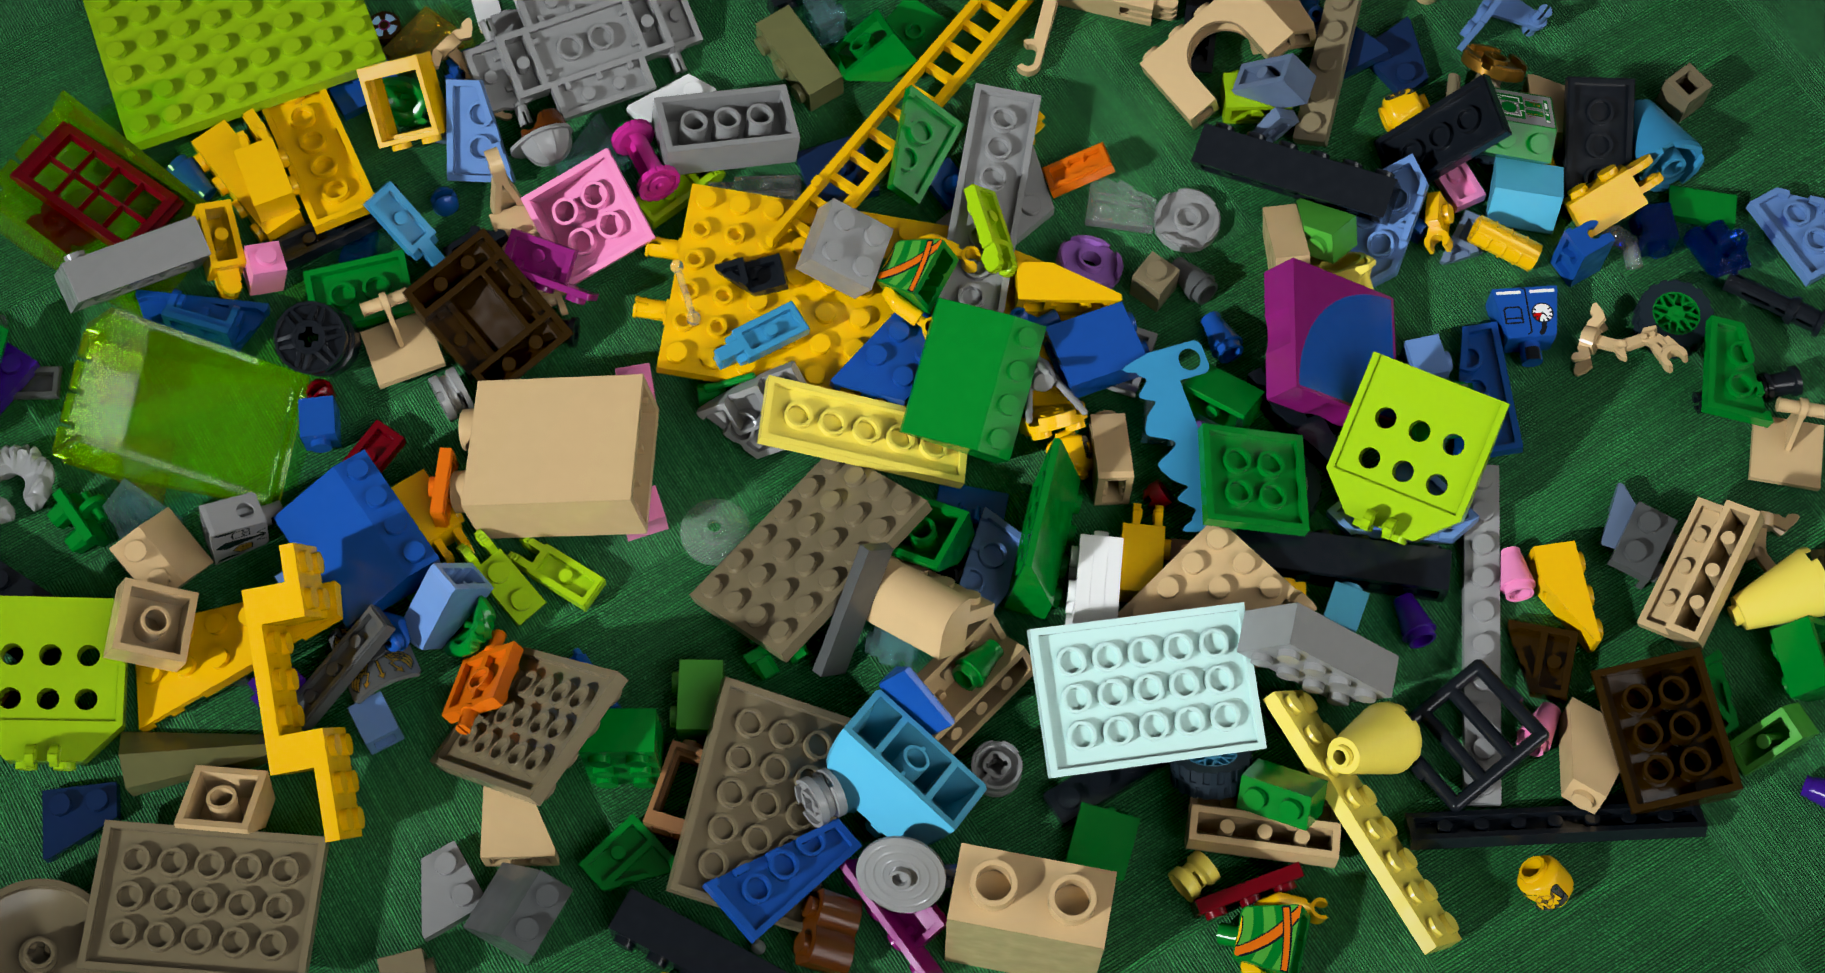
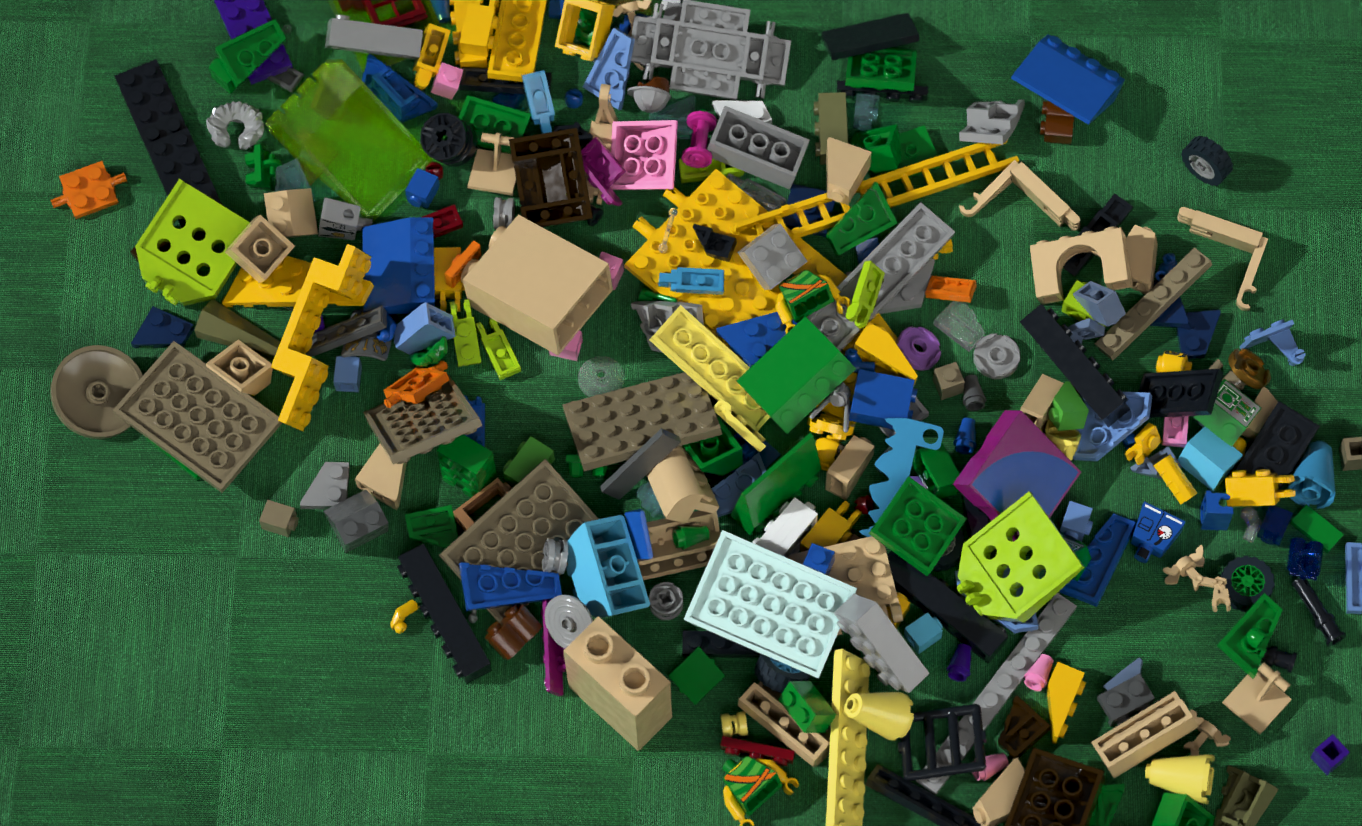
camera: 35 degrees right, 0 degrees up
(855, 93) = (845, 169): none -> tan slope
(939, 486) = (739, 424): none -> light yellow hinge
(1169, 593) = (820, 559): none -> blue brick
(1745, 373) = (1255, 637): none -> green hinge

